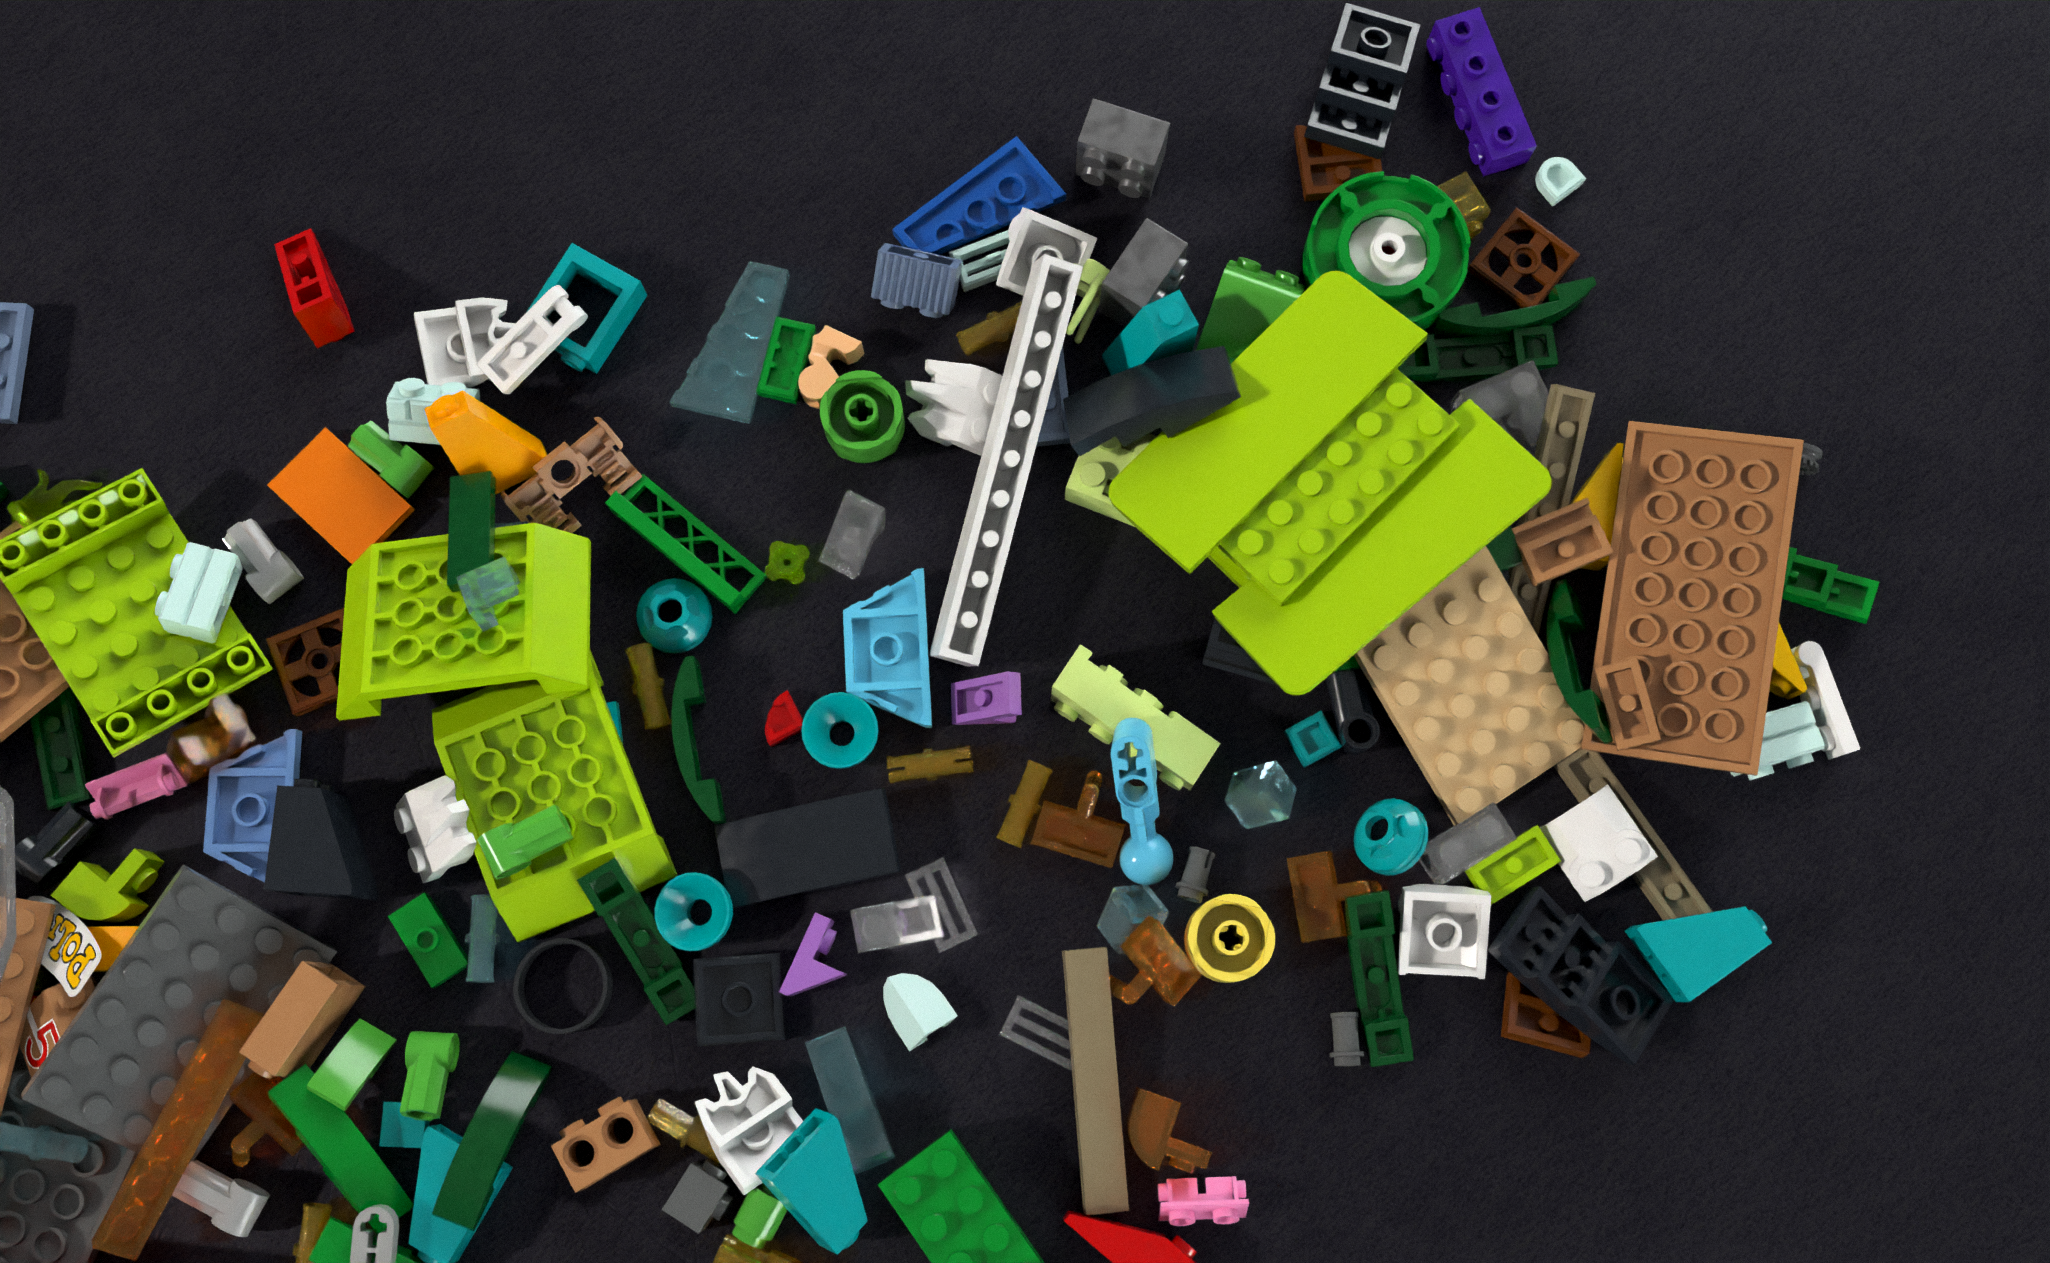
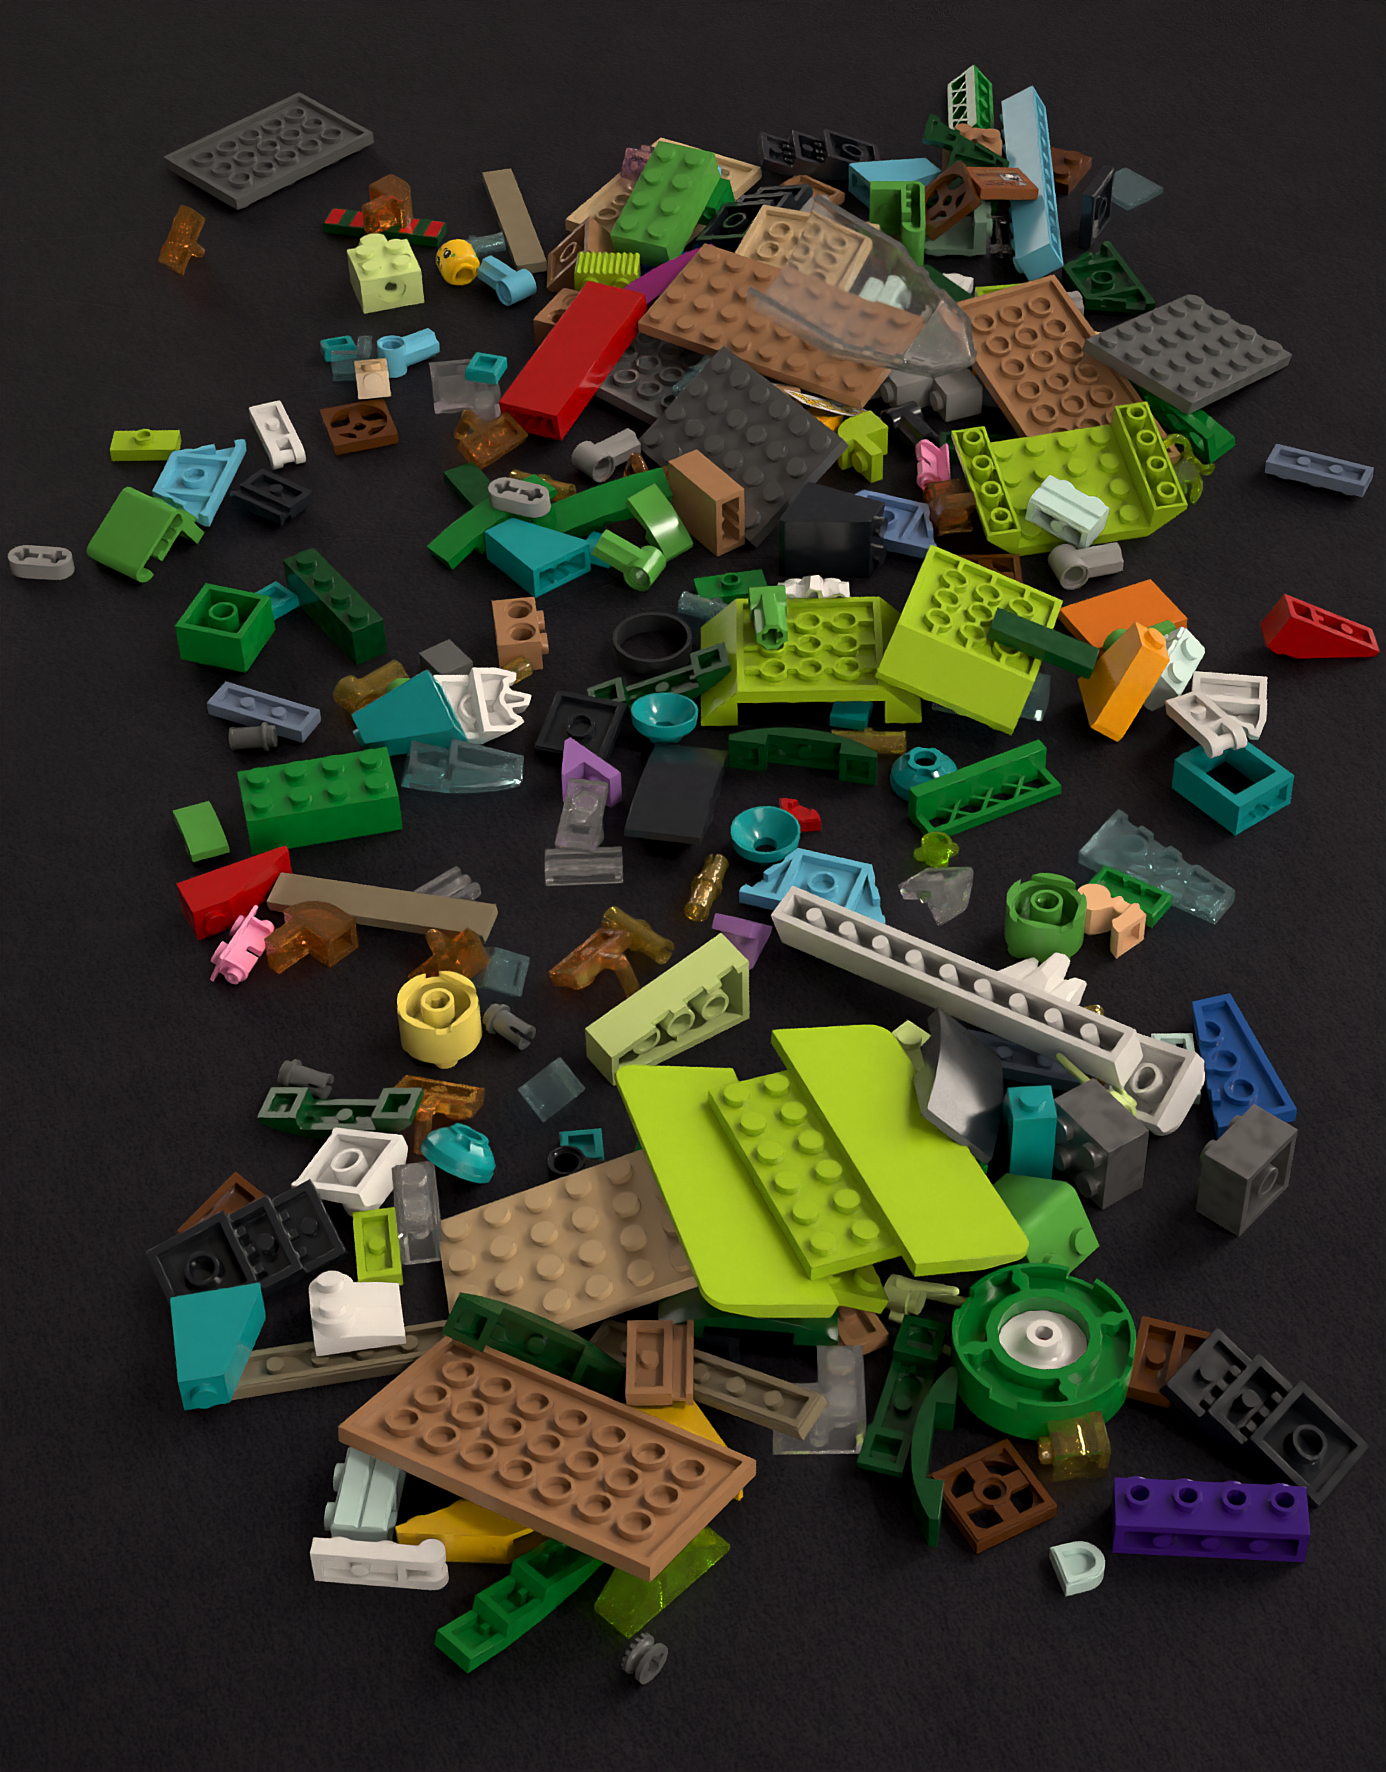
camera: 115 degrees right, 35 degrees down
(177, 1132) = (659, 424): clear orange plate -> none
(486, 588) = (977, 614): clear light blue panel -> none
(489, 1139) = (566, 570): dark green slope -> none
(591, 450) = (1066, 714): medium nougat piece -> none
(915, 1008) = (509, 823): light aqua brick -> none
(916, 280) = (1169, 992): sand blue brick -> none
(1145, 854) = (605, 978): medium azure beam -> none
(1627, 704) = (469, 1354): medium nougat plate -> none

